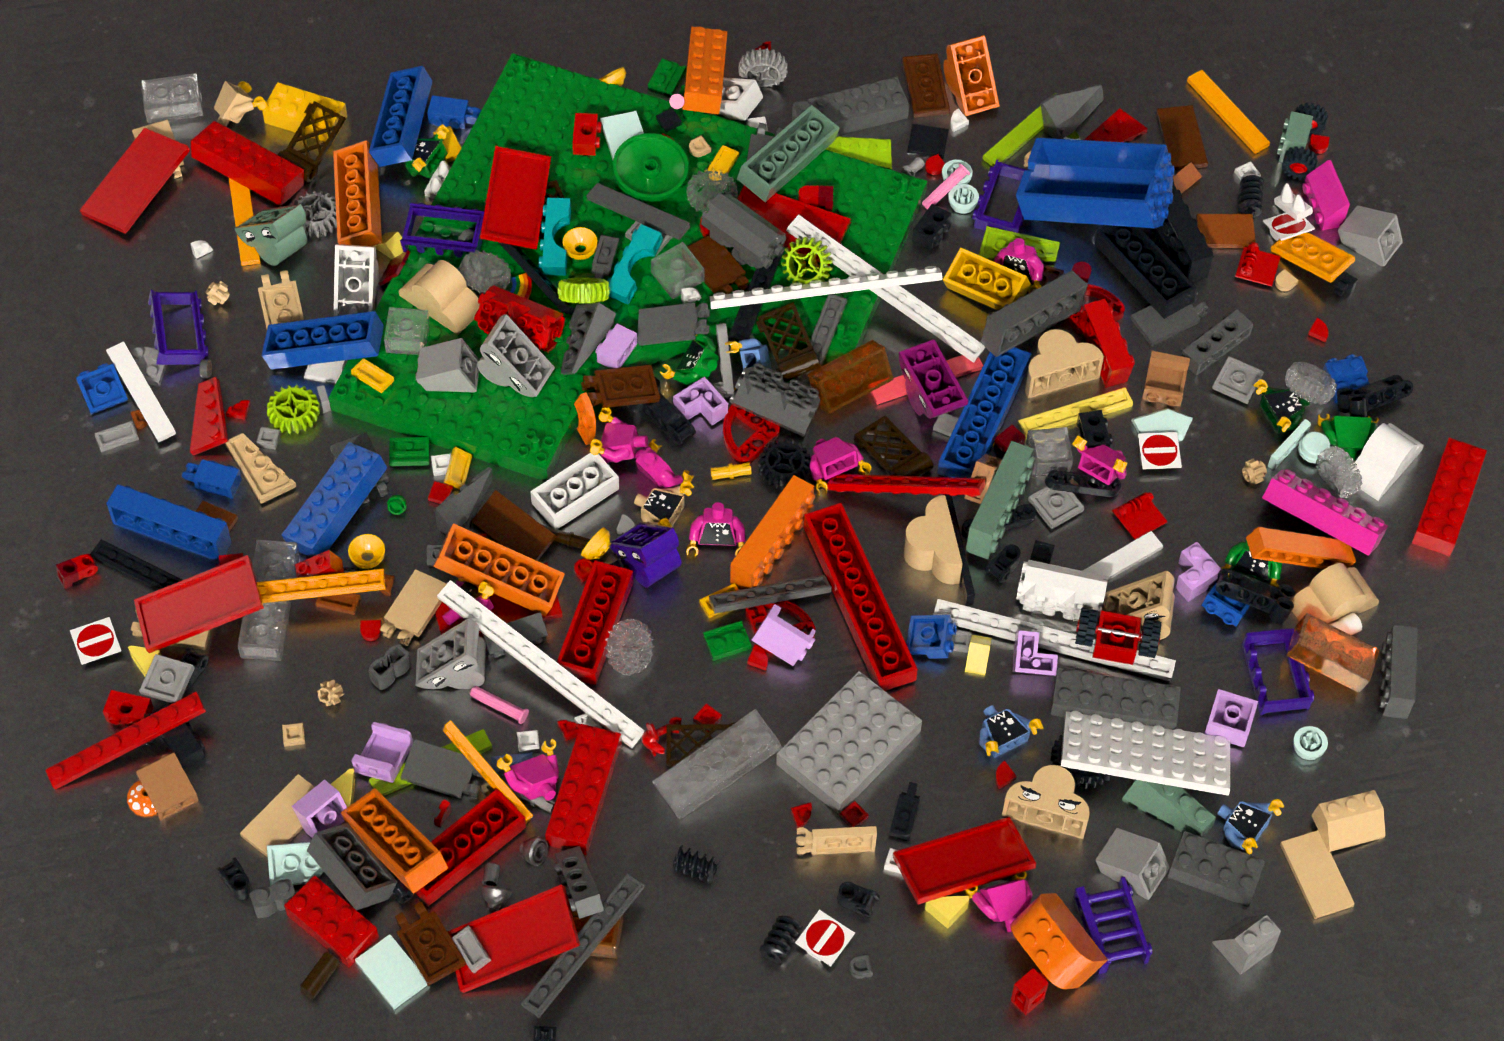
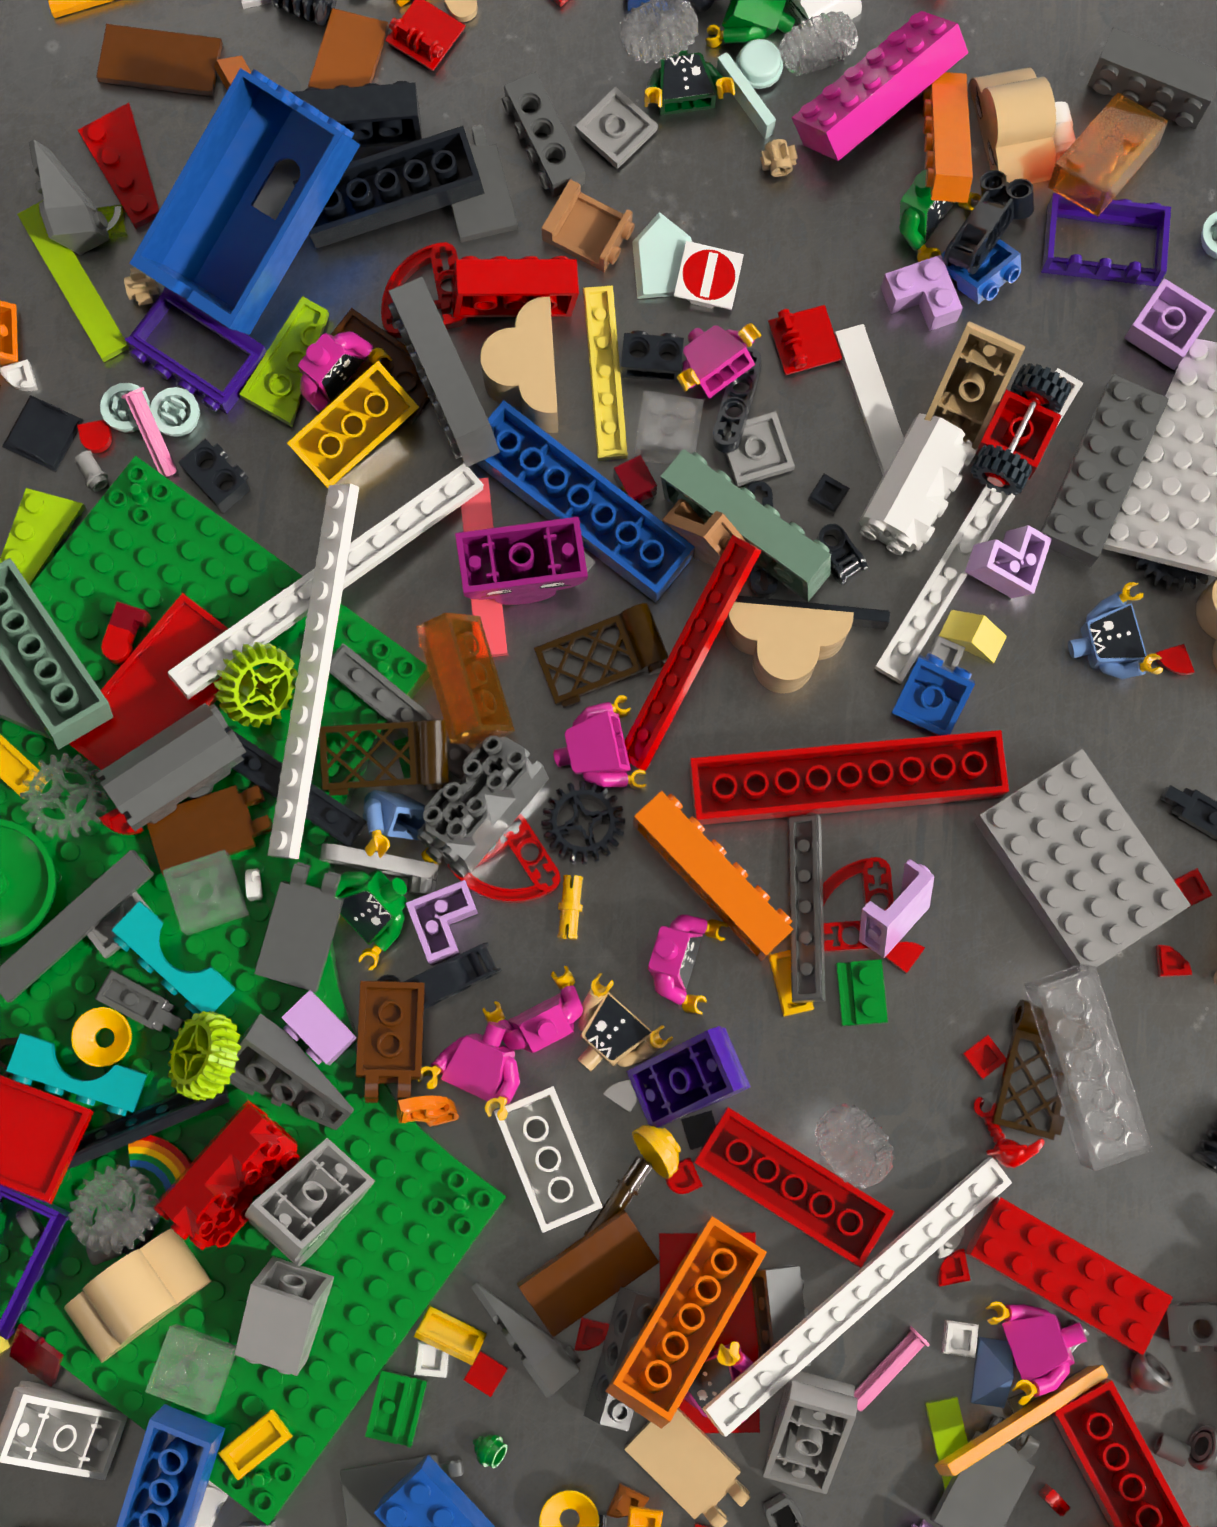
camera: 75 degrees left, 20 degrees up
(1083, 270) = (359, 283): red tile -> none

